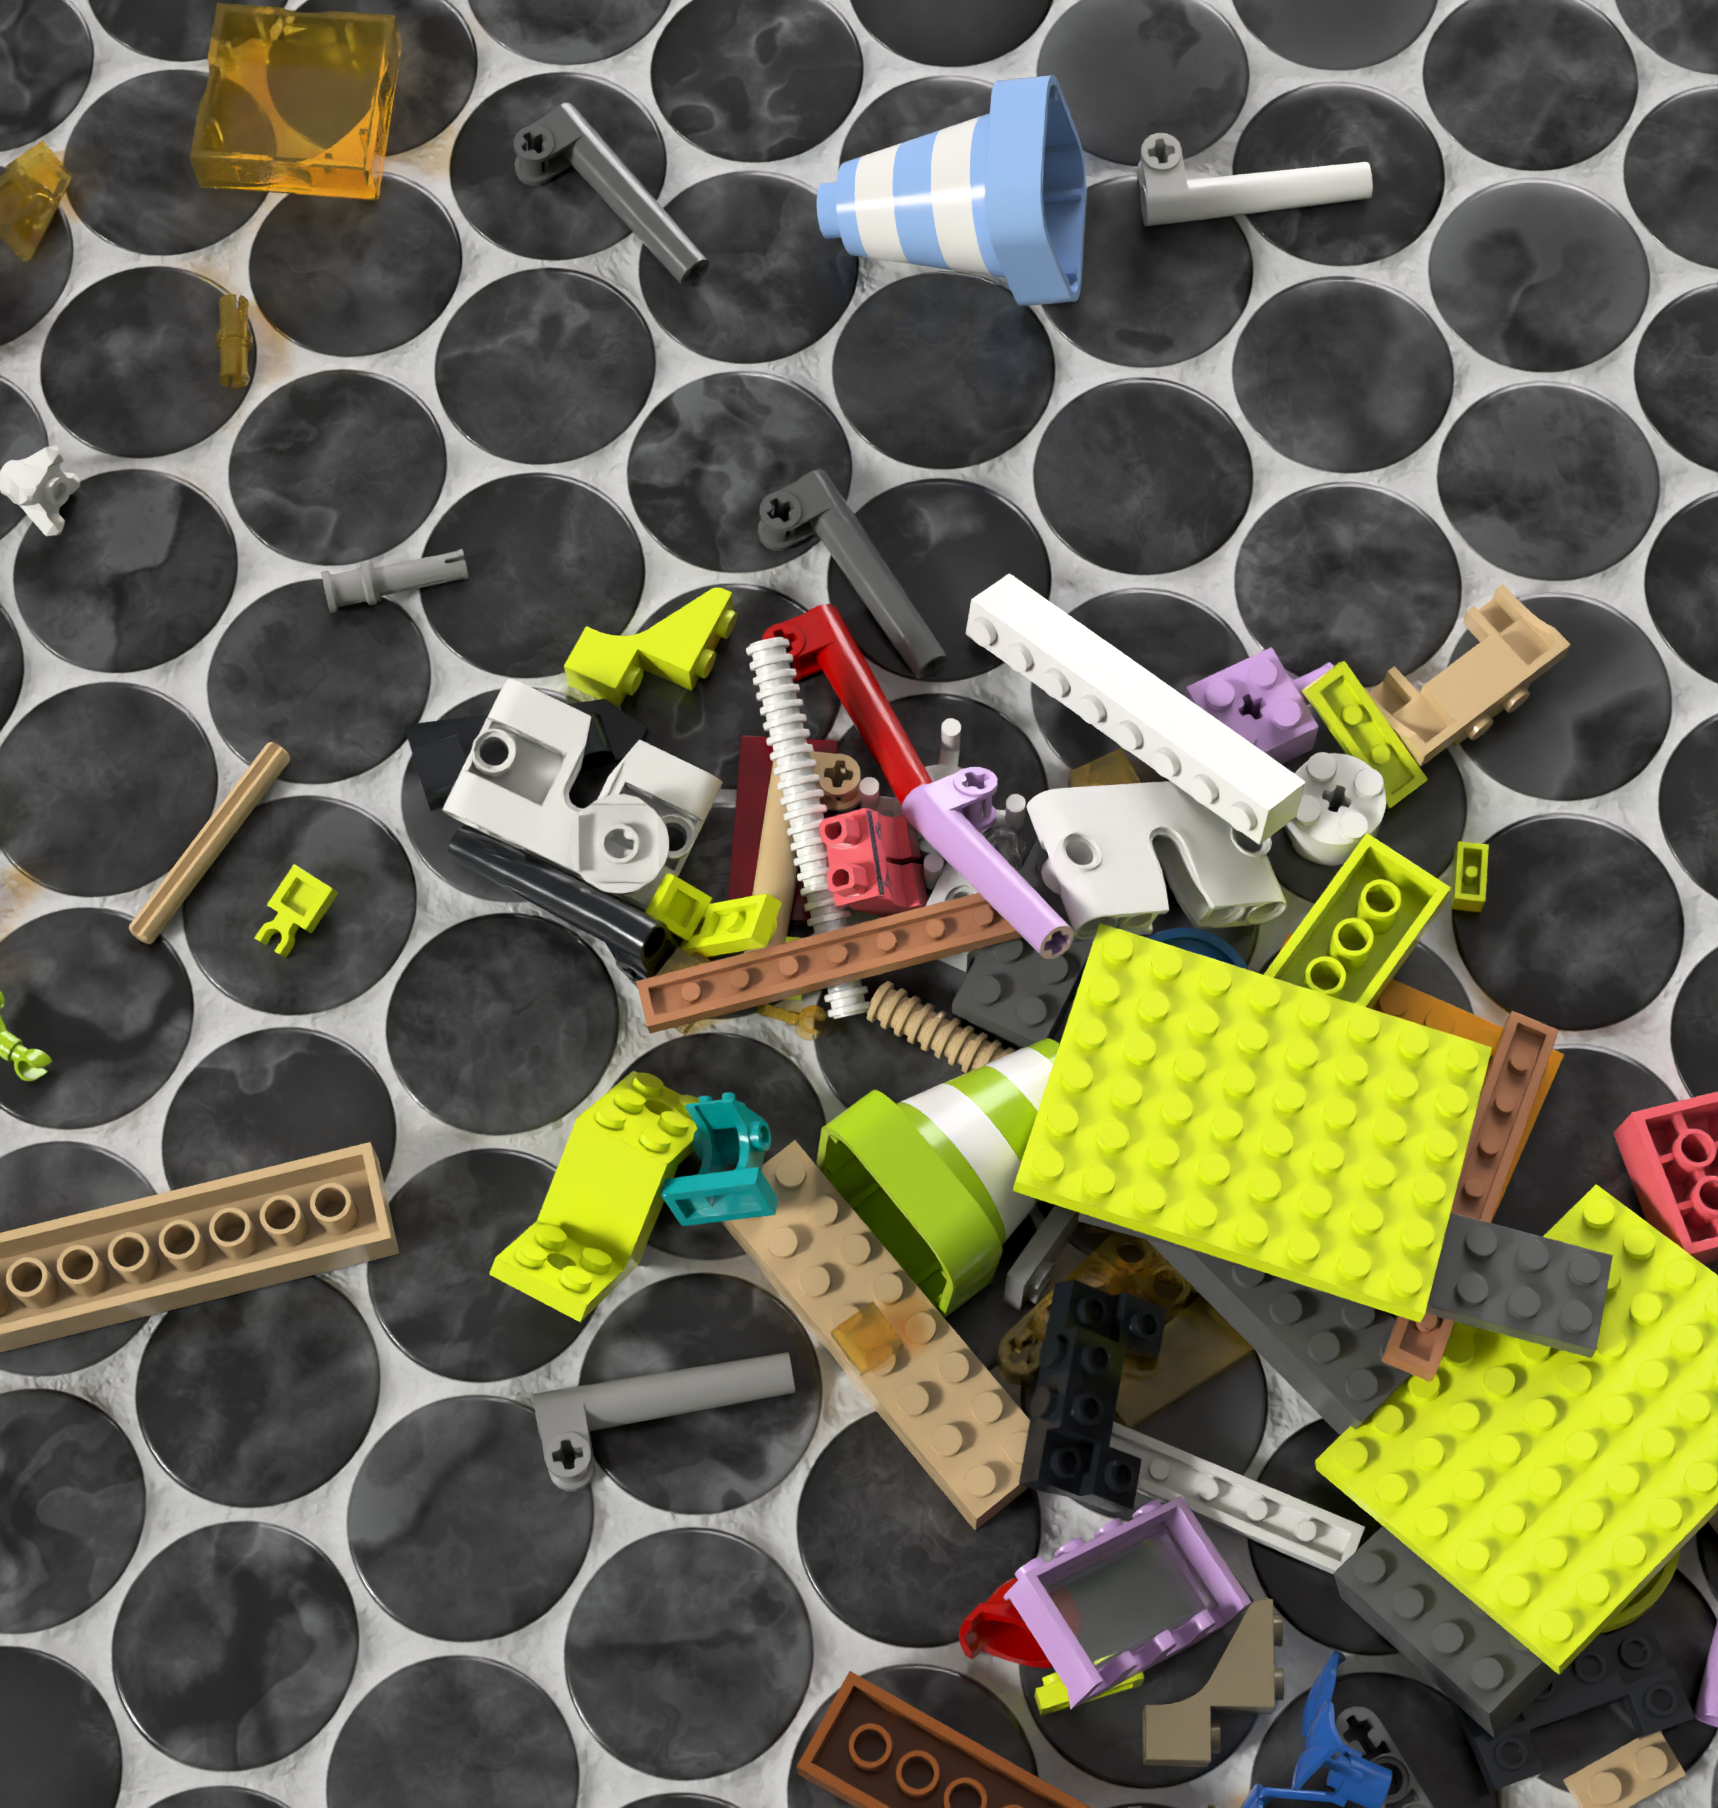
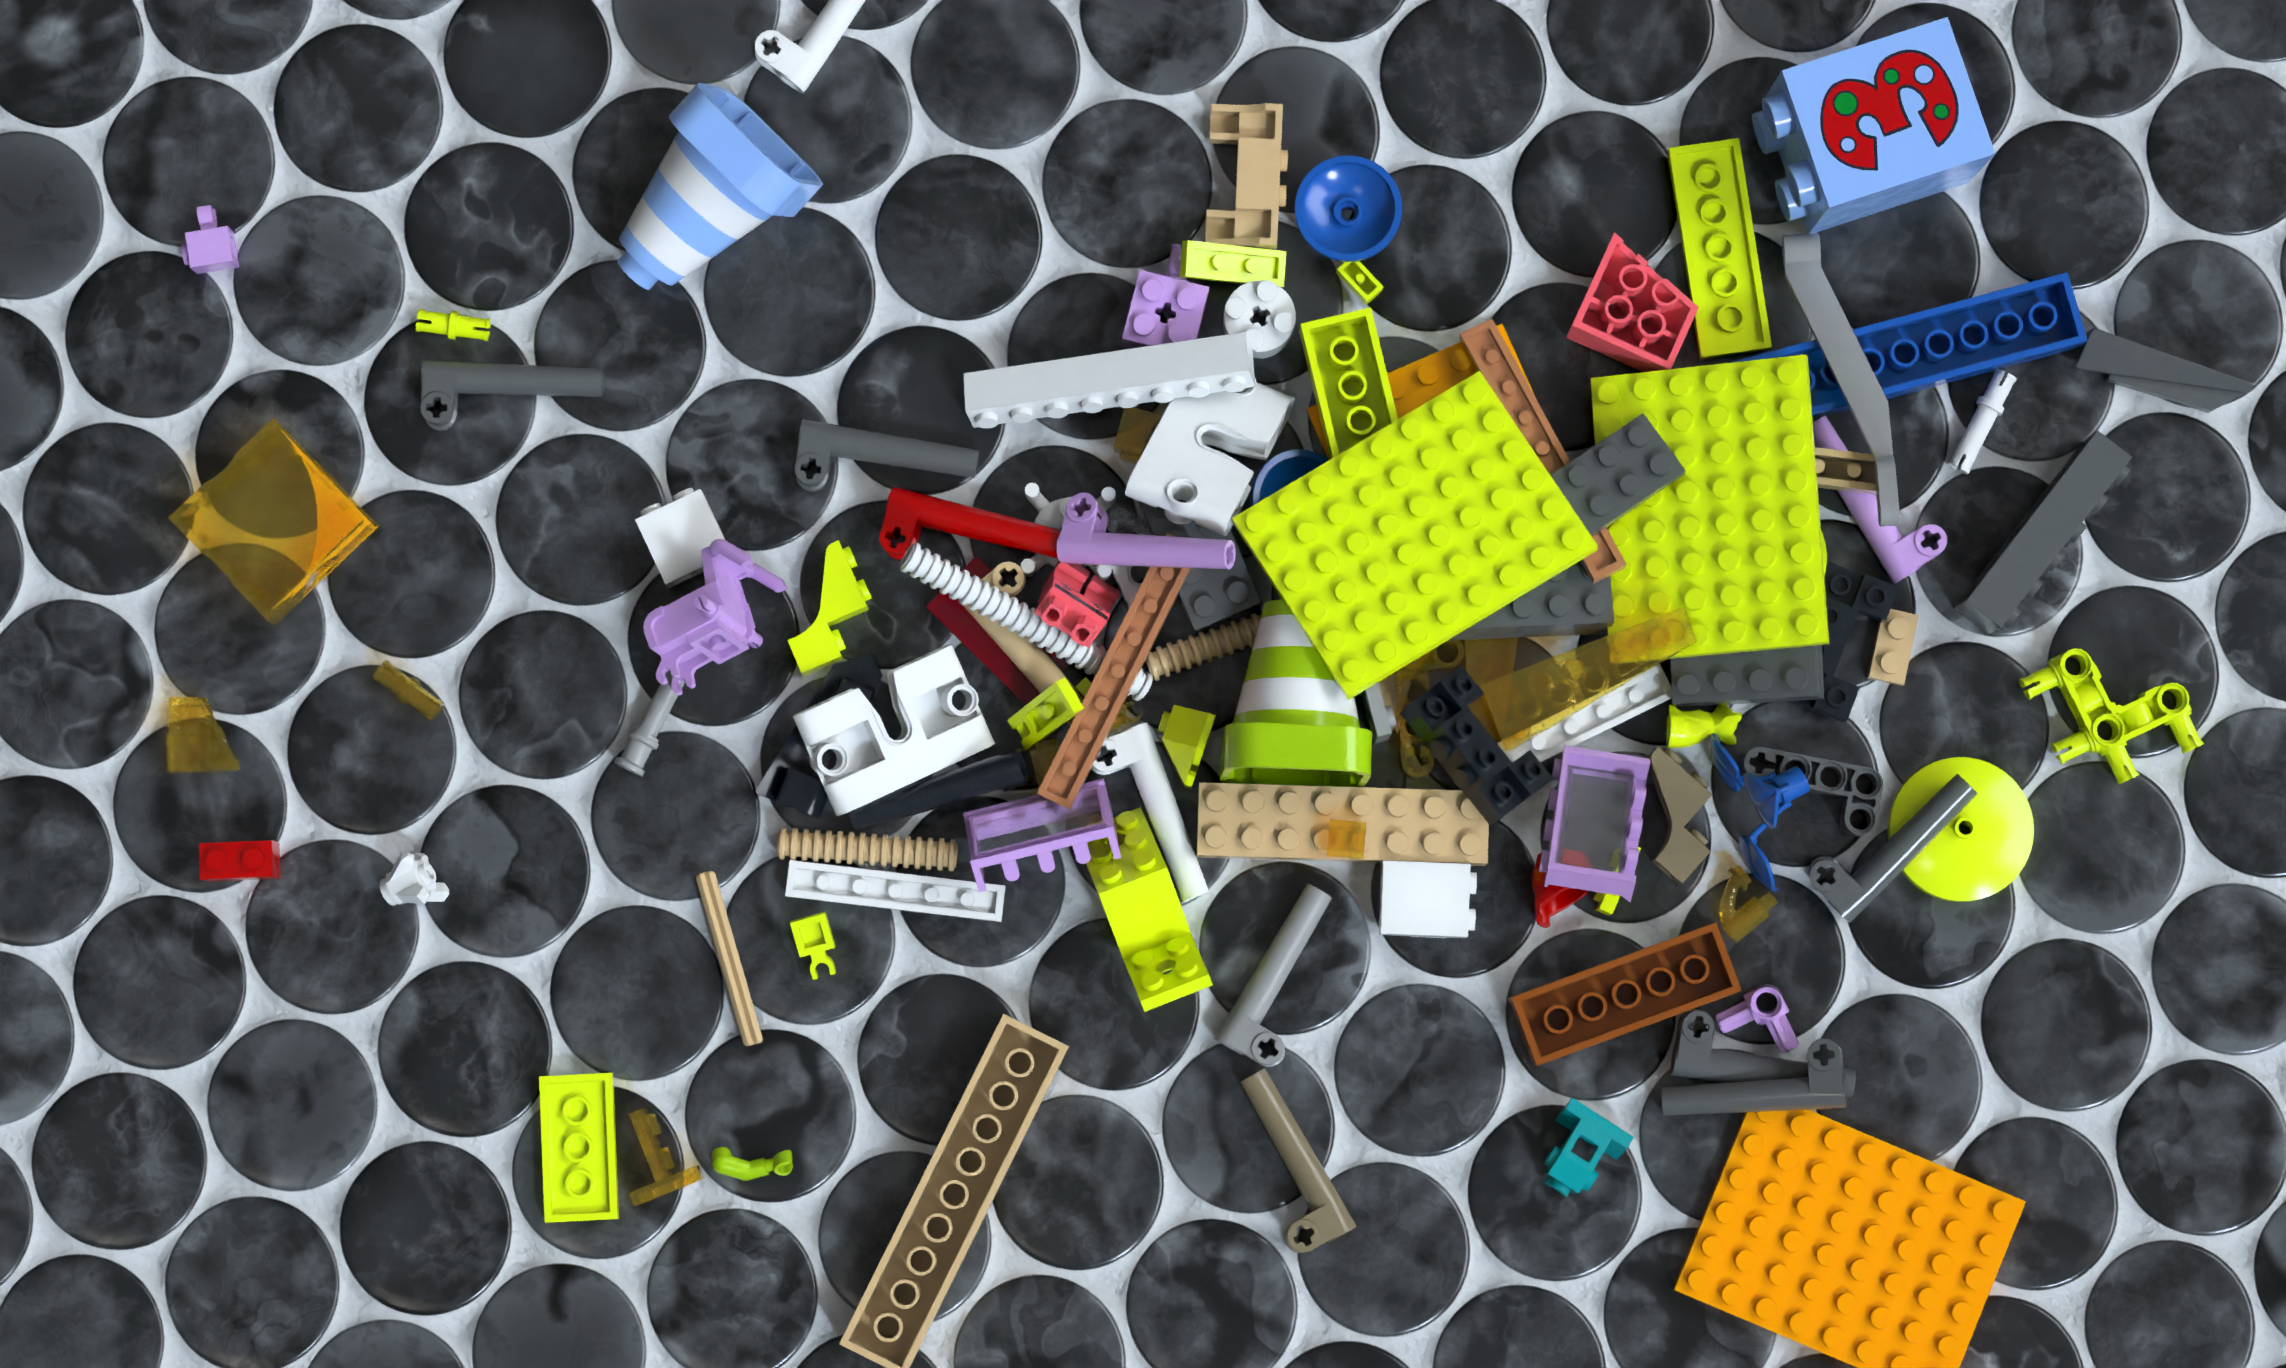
camera: 55 degrees left, 15 degrees up
(419, 944) = (894, 891): none -> white plate
(438, 1684) = (1328, 1213): none -> dark tan axle
(439, 880) = (867, 849): none -> tan piece
(540, 530) = (710, 621): none -> lavender piece
(605, 457) = (679, 534): none -> white brick
(605, 1012) = (1038, 827): none -> lavender window
(631, 106) = (453, 325): none -> neon yellow pin
(639, 824) = (966, 735): white plate -> none
(678, 906) = (1004, 731): neon yellow plate -> none
(725, 1136) = (1164, 823): teal tile -> none
(775, 1060) = (1138, 751): none -> white axle
(825, 1093) = (1185, 739): none -> neon yellow slope
(879, 1489) = (1426, 899): none -> white brick
(1245, 1431) = (1560, 686): none -> clear yellow wing
(1332, 1625) = (1693, 726): none -> neon yellow animal
(1534, 773) = (1351, 185): none -> blue dish

